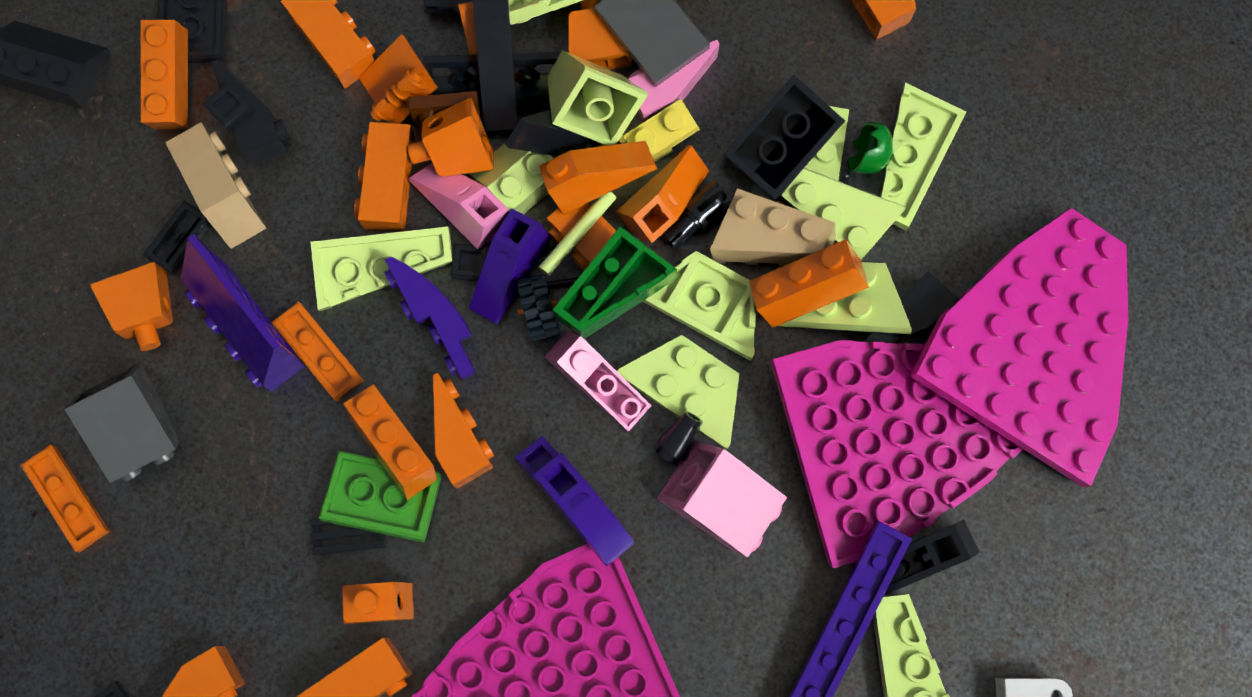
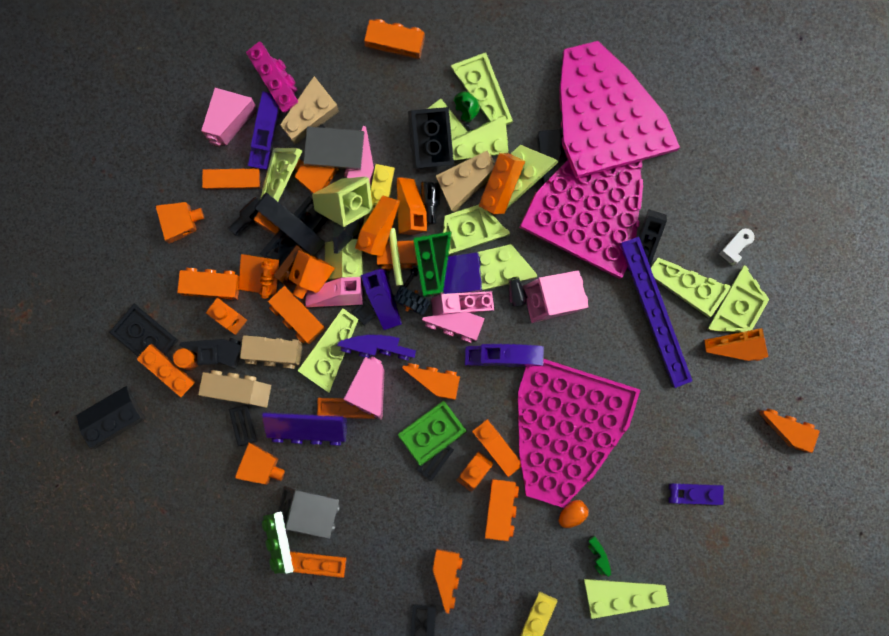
camera: 45 degrees left, 5 degrees up
(41, 418) = (277, 543): none -> bright green plate
(196, 83) = (185, 359): none -> orange piece
(304, 80) = (226, 316): none -> orange torso
(307, 187) = (271, 351): none -> tan wedge
(364, 352) = (368, 388): none -> bright pink slope
(390, 441) = (414, 409): orange brick -> none
(437, 604) = (497, 448): none -> orange slope
(568, 402) = (460, 323): none -> bright pink slope
(638, 344) = (463, 274): none -> dark purple tile

